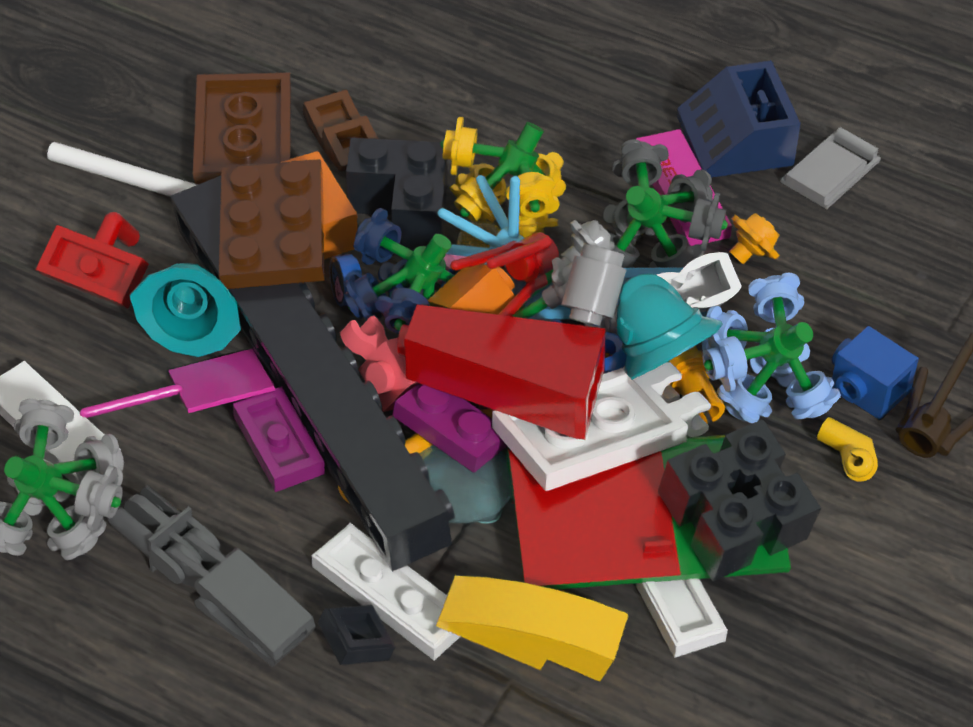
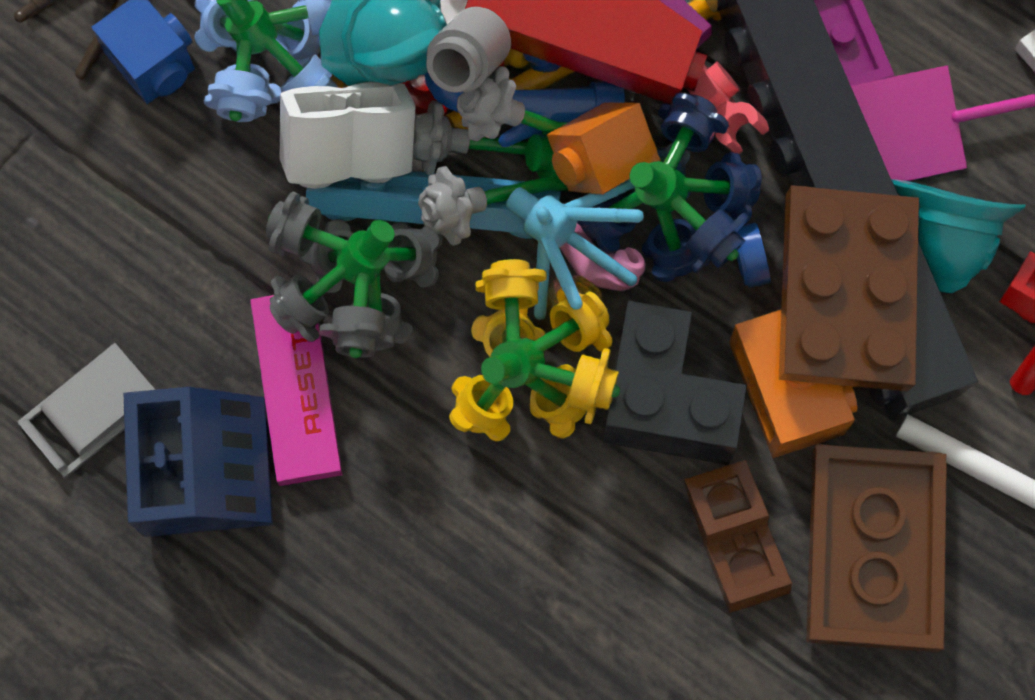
camera: 170 degrees left, 25 degrees up
(524, 261) = (532, 160): red plant -> none
(754, 237) = (227, 269): light orange plant -> none

